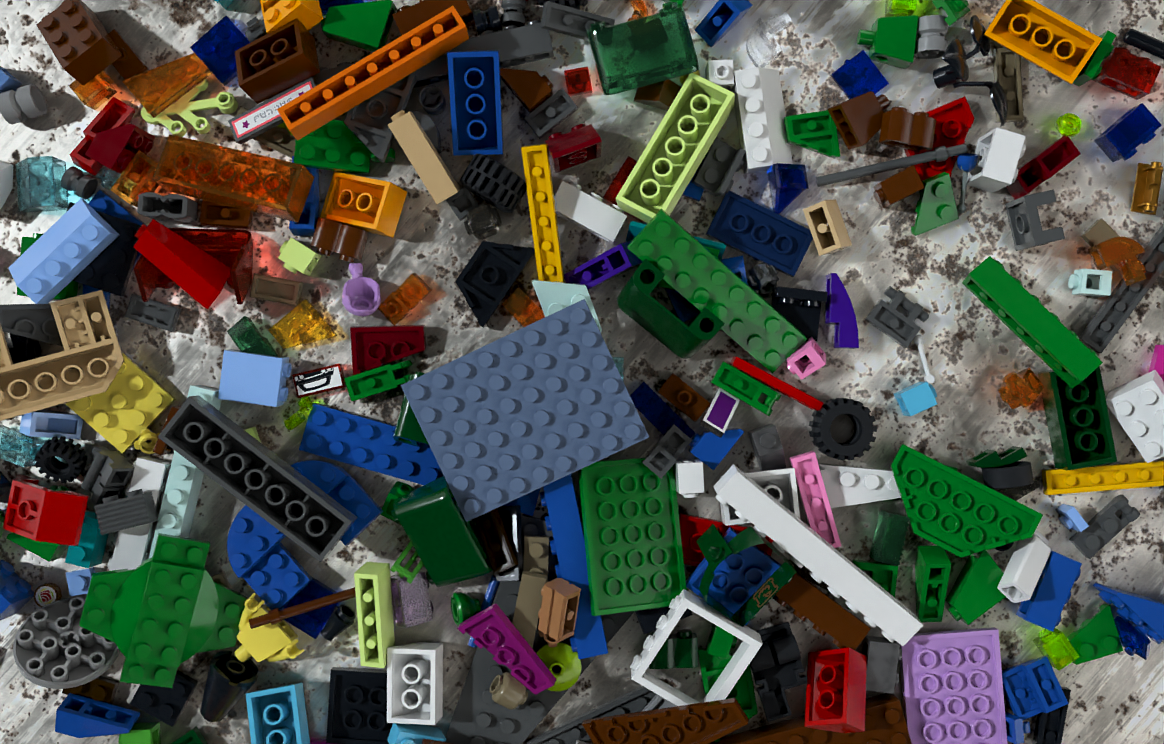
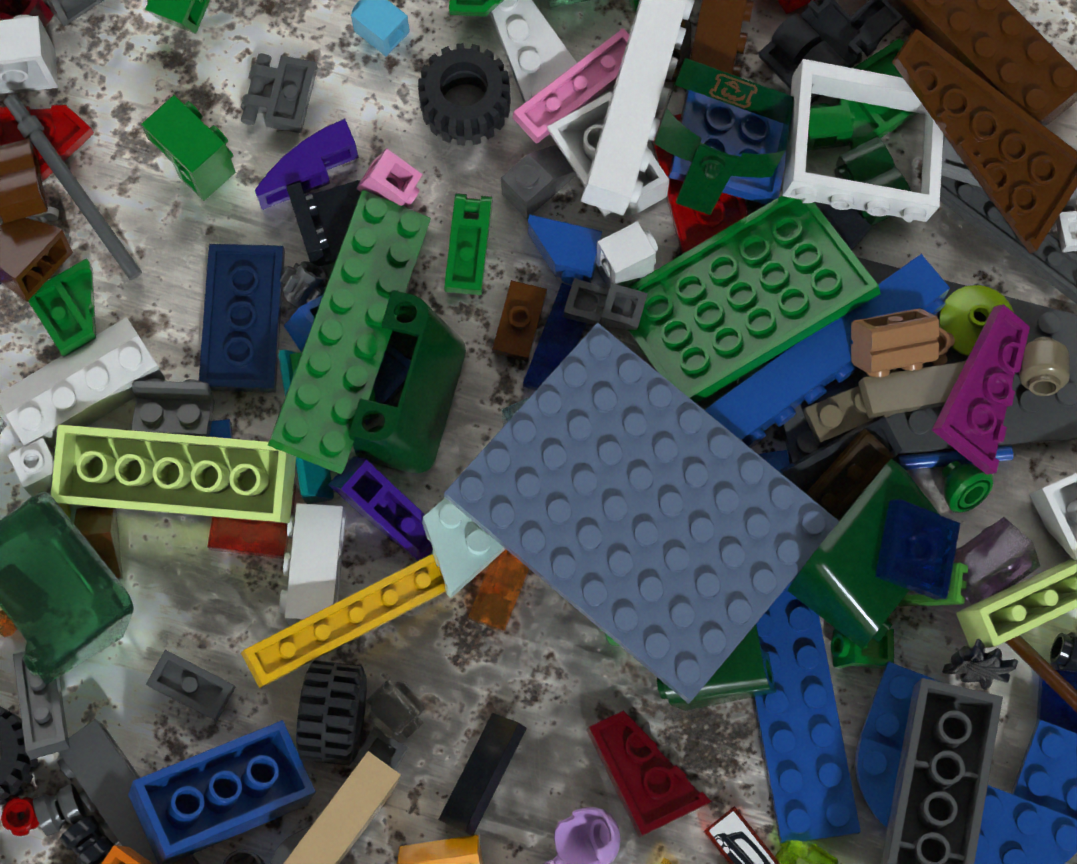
camera: 115 degrees left, 15 degrees down
(354, 562) = (980, 666): none -> black piece
(375, 381) = (701, 761): green hinge -> none
(404, 299) = (561, 777): clear orange slope -> none
(425, 255) = (482, 774): none -> black tile
(429, 558) = (918, 549): none -> clear blue plate
(491, 276) = (471, 663): black wing -> none
(527, 87) = (166, 731): reddish brown slope -> none
(574, 147) = (223, 621): dark red slope -> none
(578, 81) = (126, 669): clear red tile -> none
(719, 412) = (518, 259): tile -> none
(776, 383) = (443, 206): red tile -> none
(785, 184) = (158, 315): clear blue slope -> none
(827, 227) = (195, 229): tan brick -> none
(876, 247) = (191, 146): none -> green brick
(898, 187) = (99, 161): reddish brown slope -> none
(918, 339) = (344, 21): white hinge -> none
(935, 204) = (101, 108): green wing -> none
(966, 163) = (30, 90): hinge -> none

